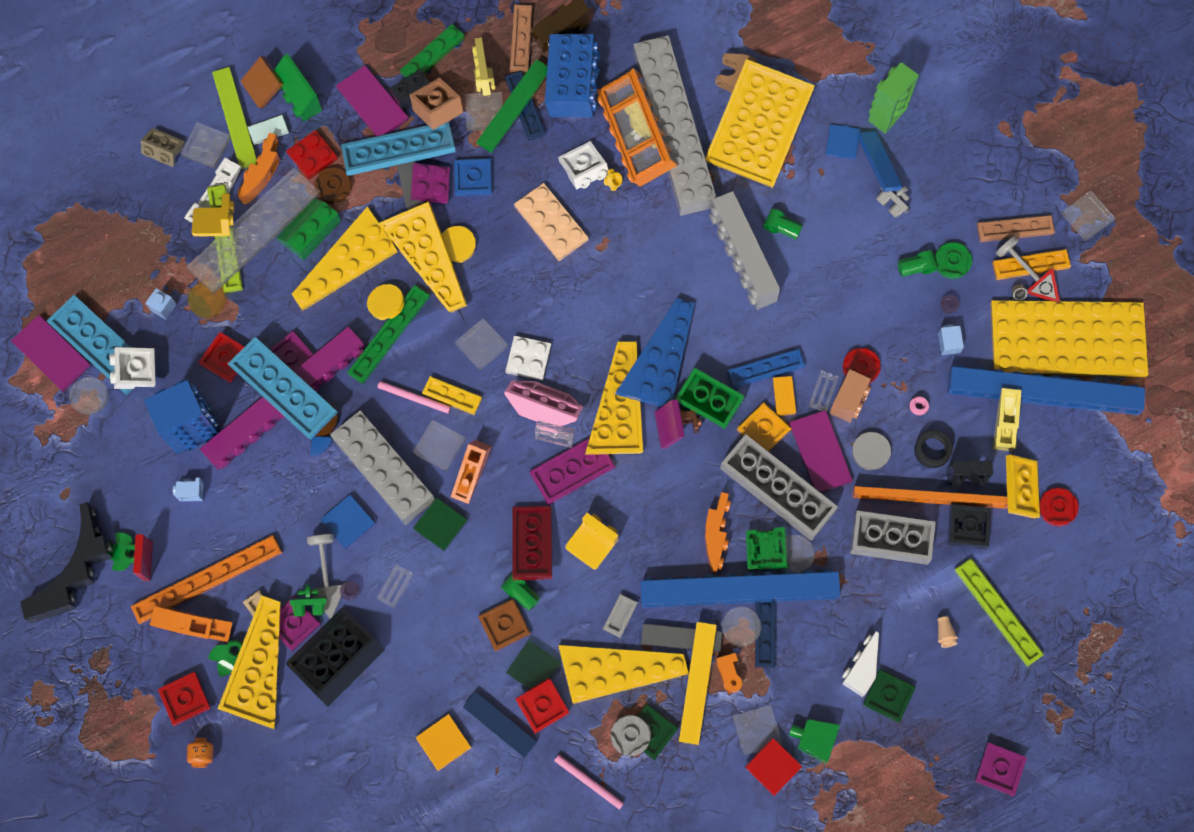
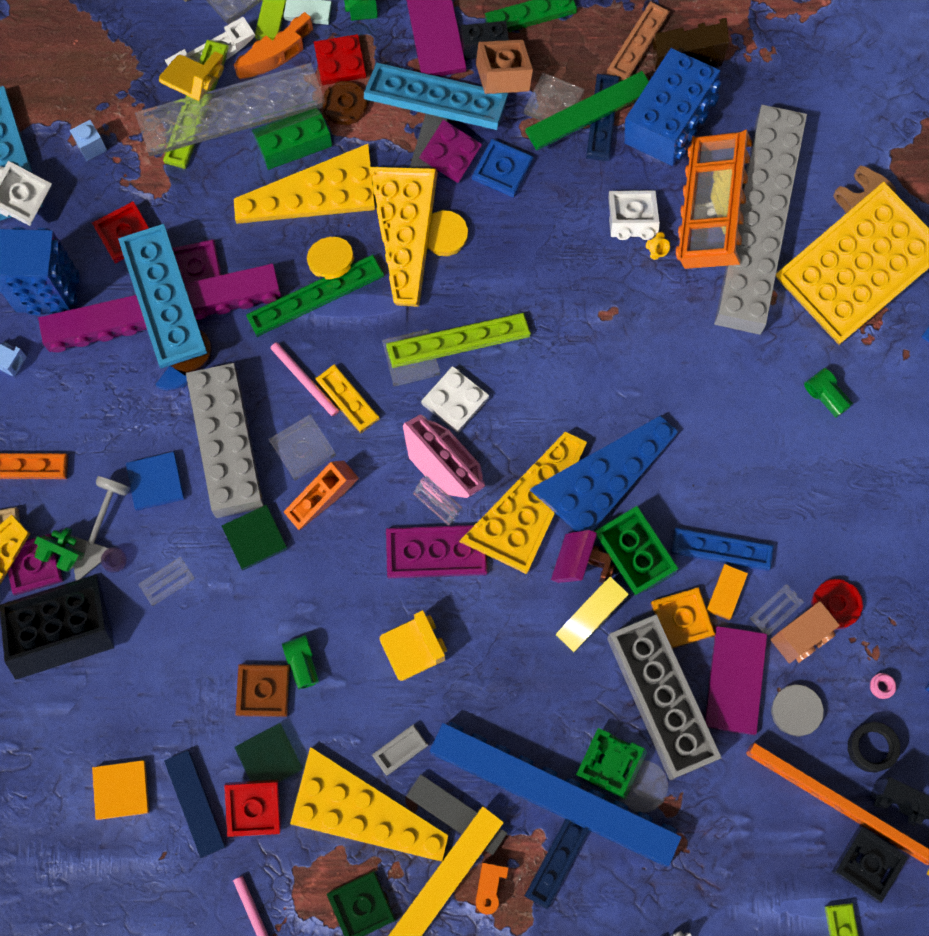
camera: 25 degrees right, 0 degrees up
(204, 302) = (136, 163): clear yellow tile -> none
(482, 74) = (573, 58): light yellow plate -> none
(508, 315) = (457, 340): none -> lime tile
(532, 542) = (343, 613): dark red tile -> none
(551, 222) = (563, 260): light nougat plate -> none
(630, 735) = (334, 899): light grey tile -> none
(702, 457) = (592, 614): none -> light yellow slope
(715, 539) = (556, 720): orange slope -> none
(741, 626) = (533, 839): clear tile -> none
(744, 251) = (766, 400): light grey brick -> none
(892, 537) = (769, 829): light grey brick -> none

